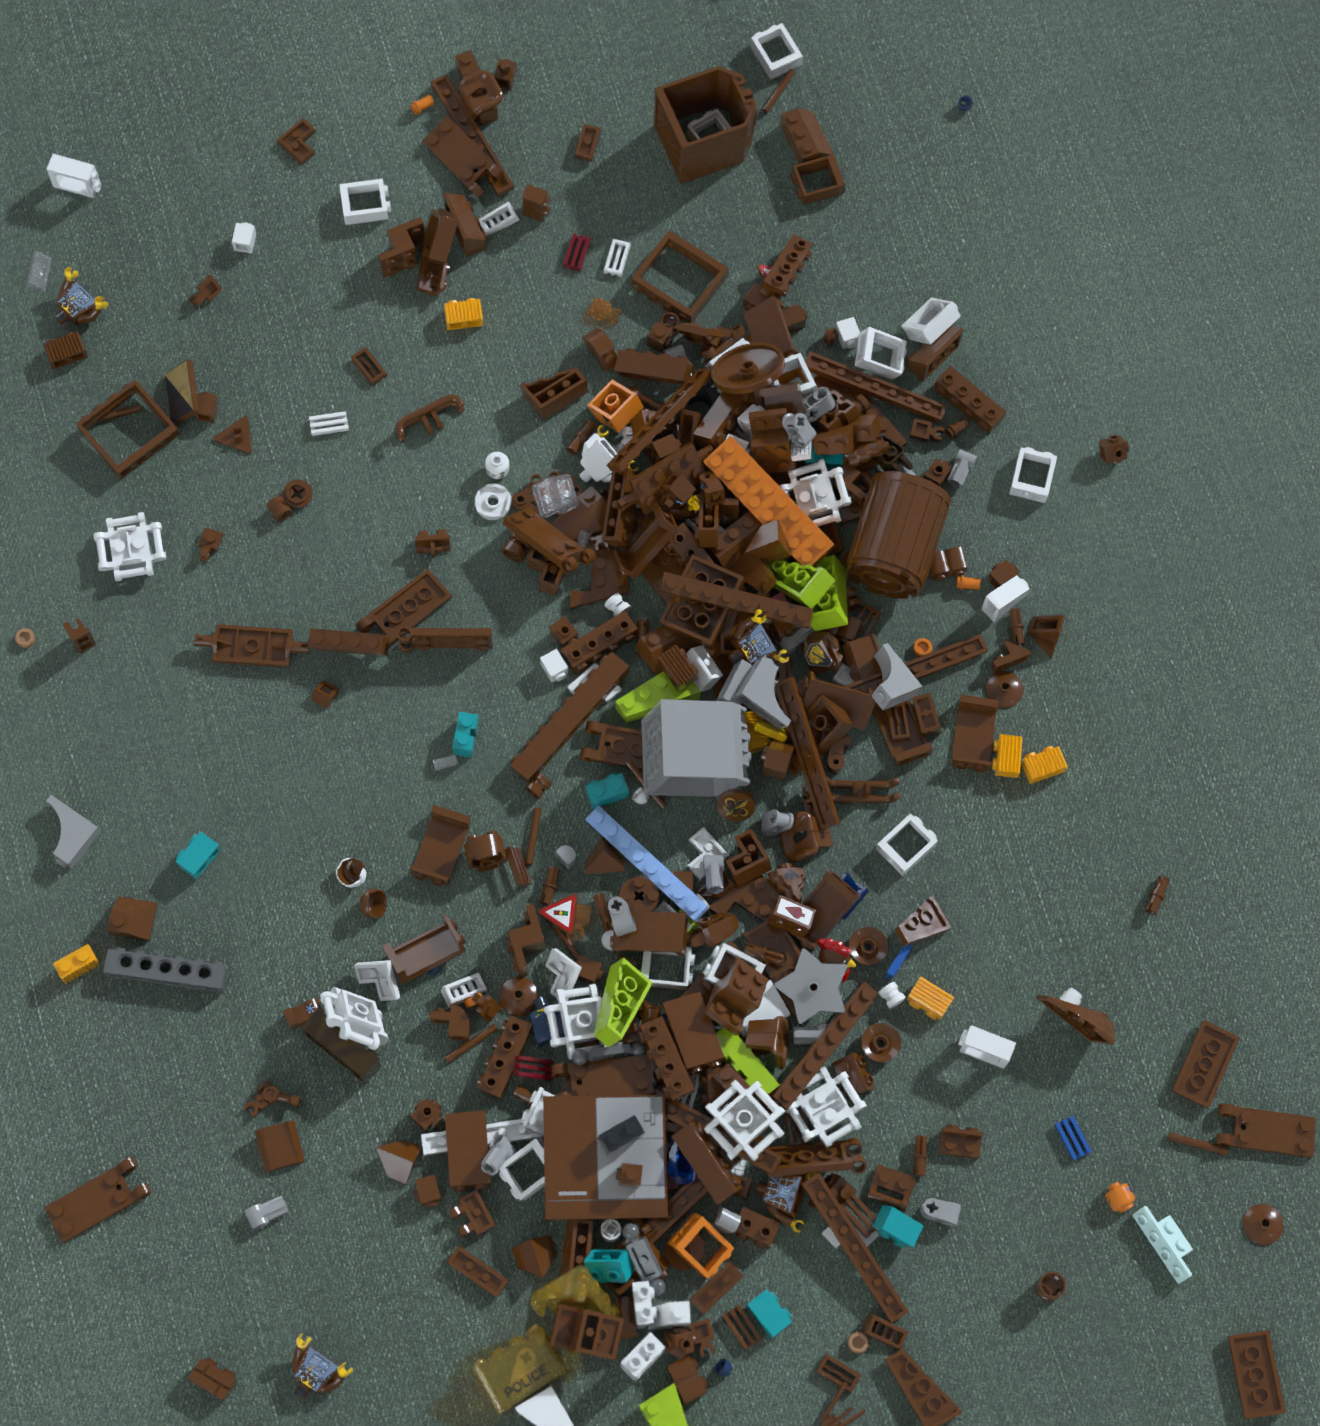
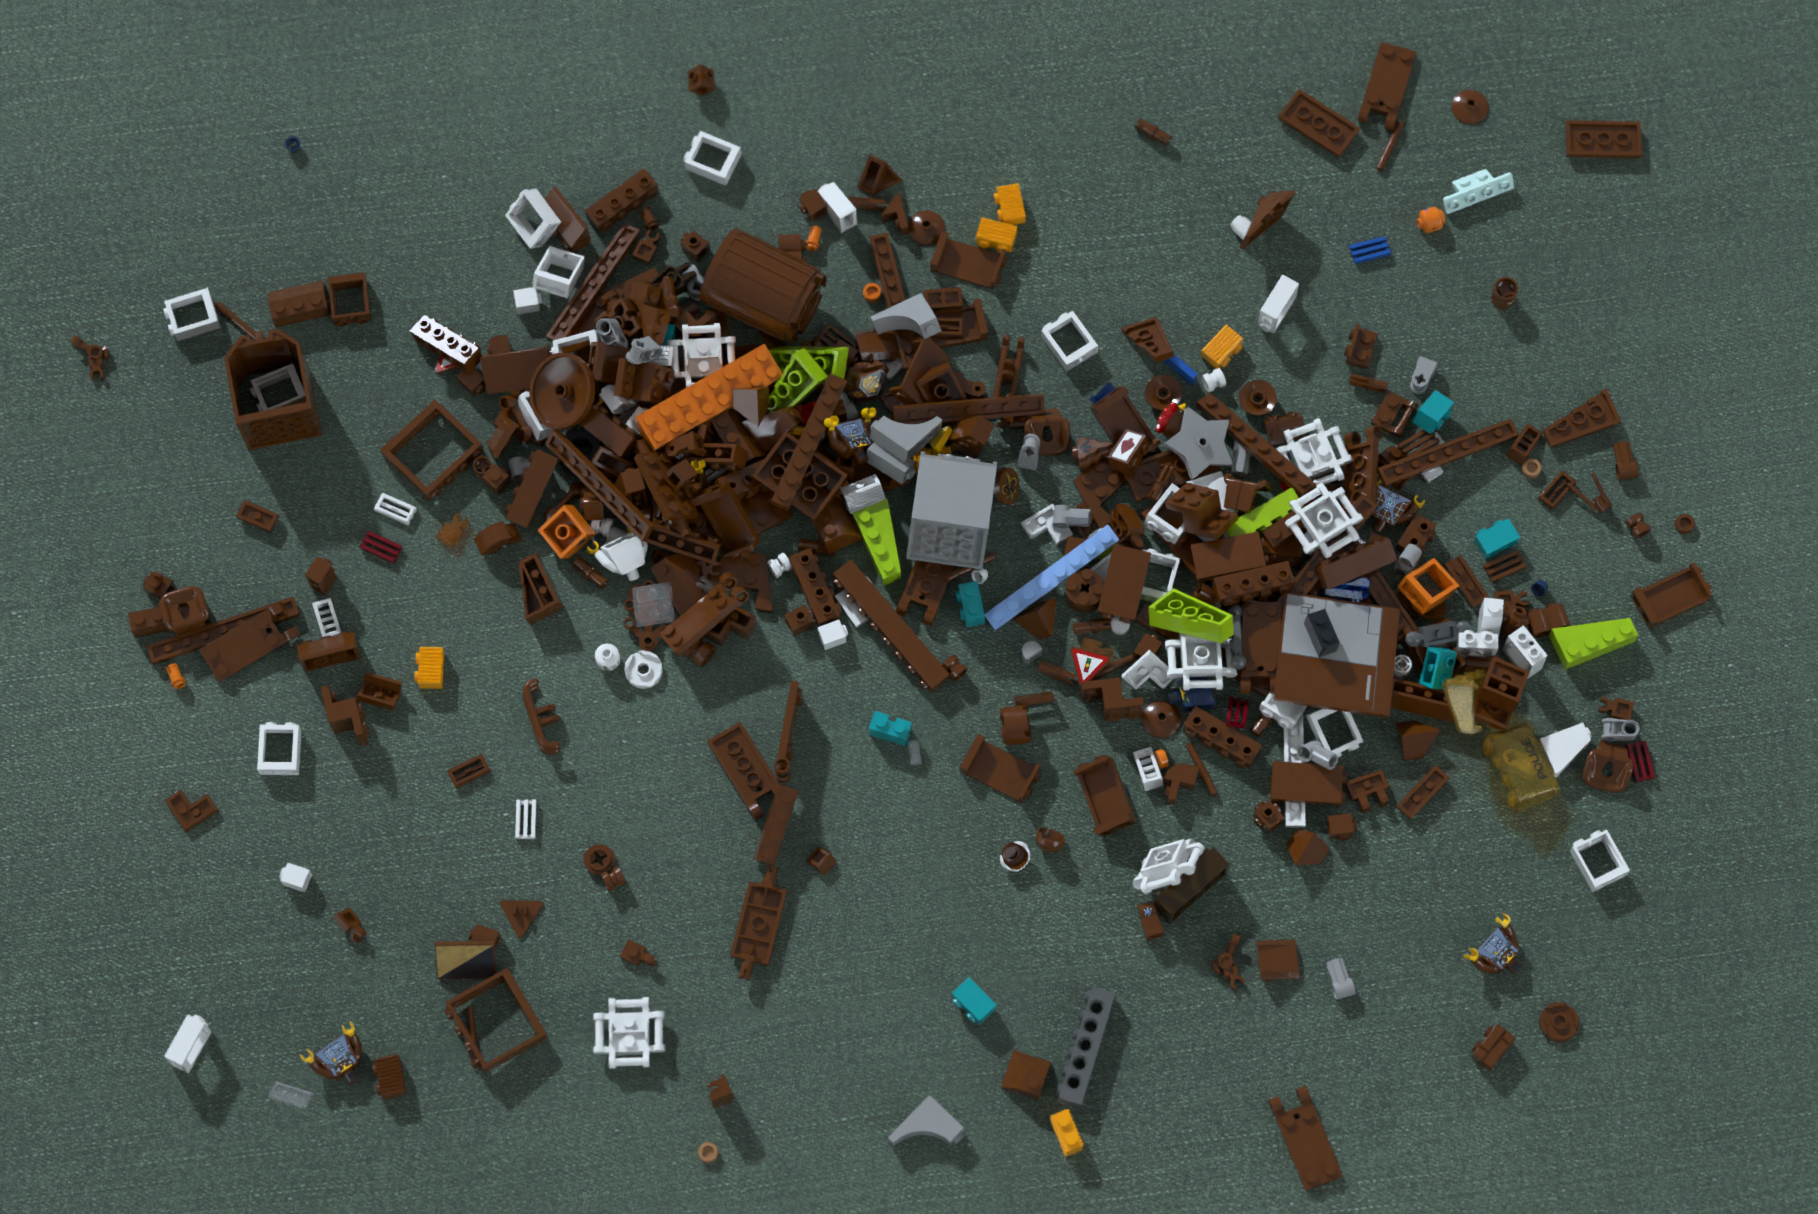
camera: 75 degrees left, 0 degrees up
(380, 973) = (1123, 839): white tile -> none
(432, 543) = (682, 732): reddish brown hips -> none
(438, 235) = (347, 663): reddish brown window -> none
(487, 1006) = (1170, 746): reddish brown plate -> none
(533, 836) = (1004, 682): reddish brown bar -> none
(622, 920) = (1111, 603): light grey piece -> none
(629, 1175) = (1360, 631): reddish brown brick -> none
(677, 668) = (863, 512): reddish brown brick -> none
(751, 860) = (1063, 479): reddish brown brick -> none
(830, 336) = (527, 317): reddish brown plate -> none
(962, 465) = (689, 219): light grey piece -> none

